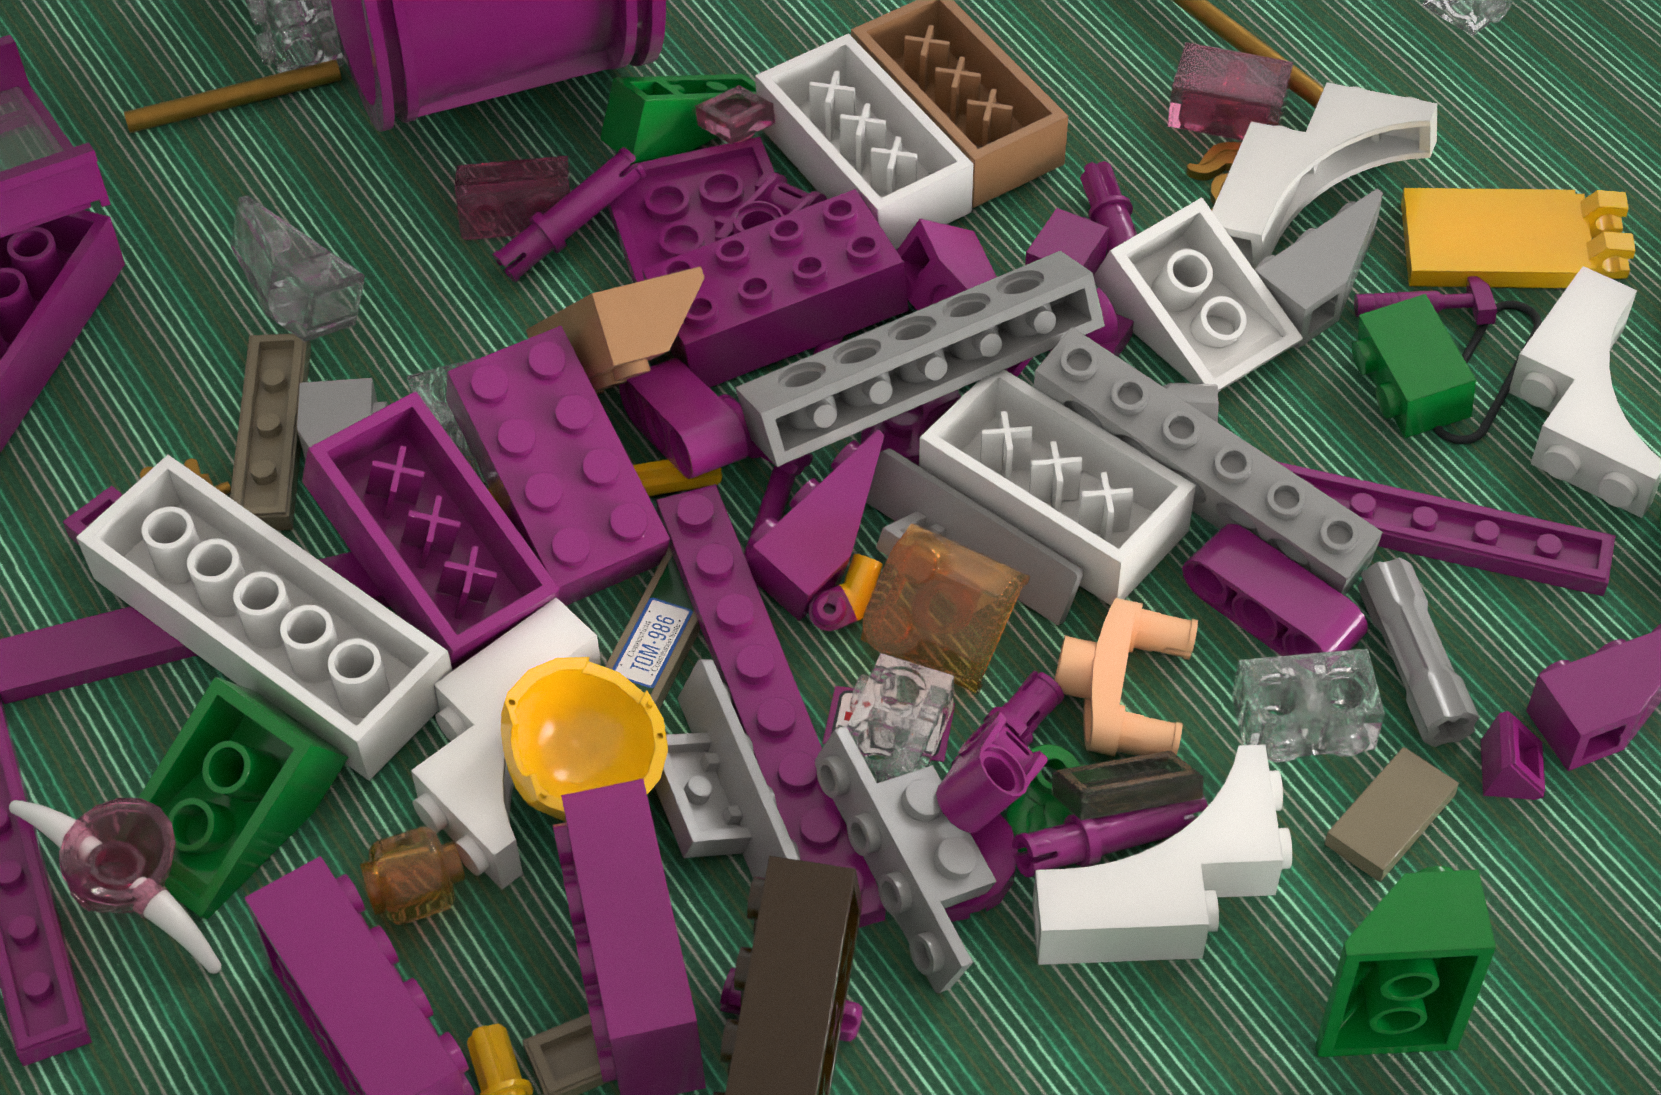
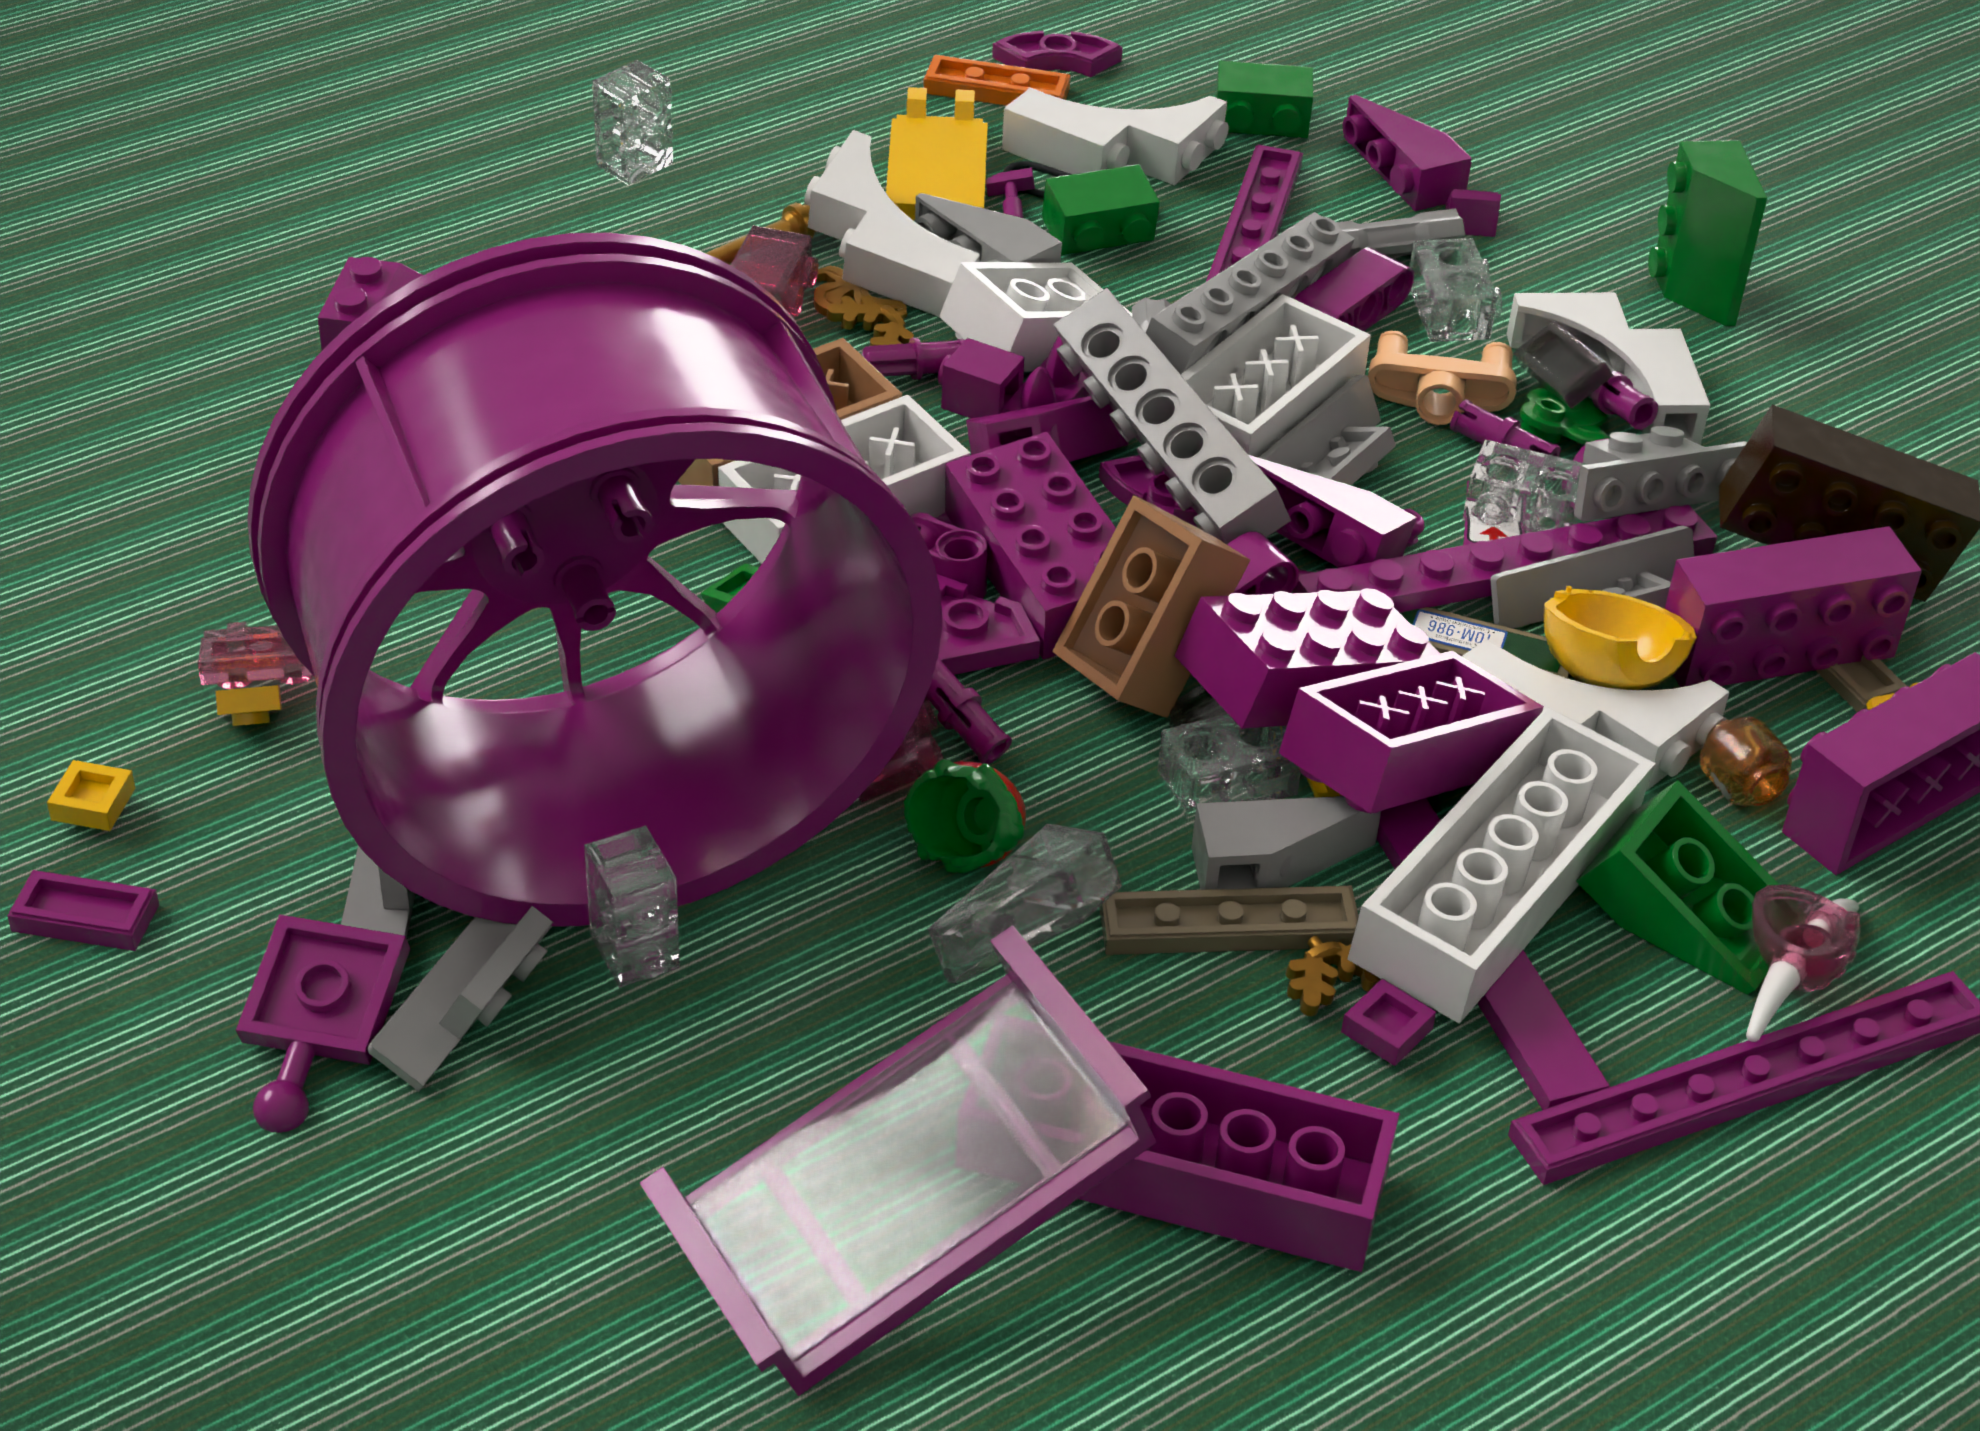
camera: 95 degrees left, 10 degrees down
(232, 96) = (718, 1012): pearl gold bar -> none
(401, 234) = (964, 815): none -> green hair
(941, 605) = (1406, 449): clear orange slope -> none
(987, 775) = (1595, 405): magenta piece -> none
(1193, 176) = (869, 312): none -> pearl gold animal
(1391, 814) = (1530, 268): dark tan tile -> none

